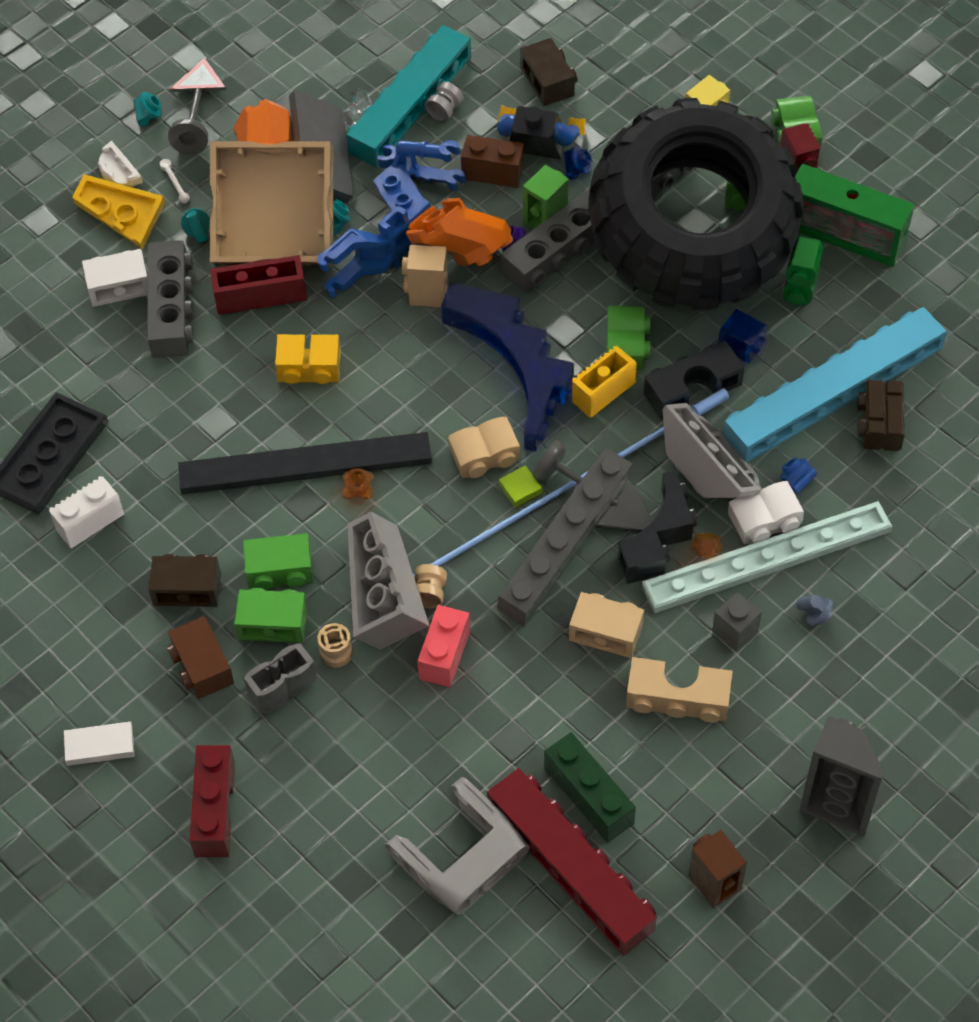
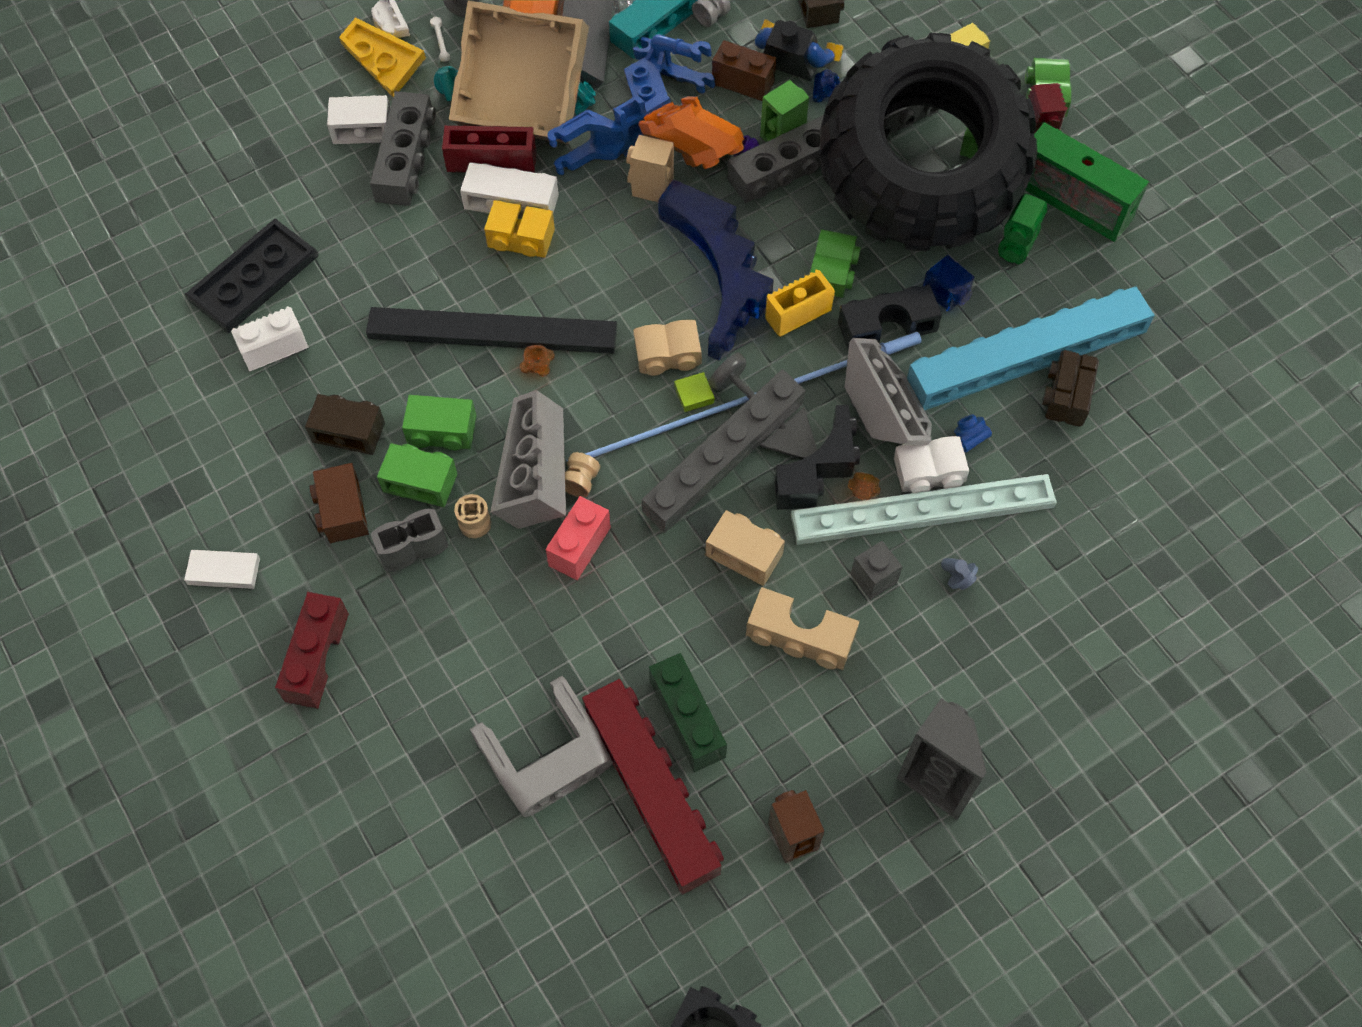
camera: 10 degrees right, 5 degrees up
(266, 319) = (490, 183): none -> white brick

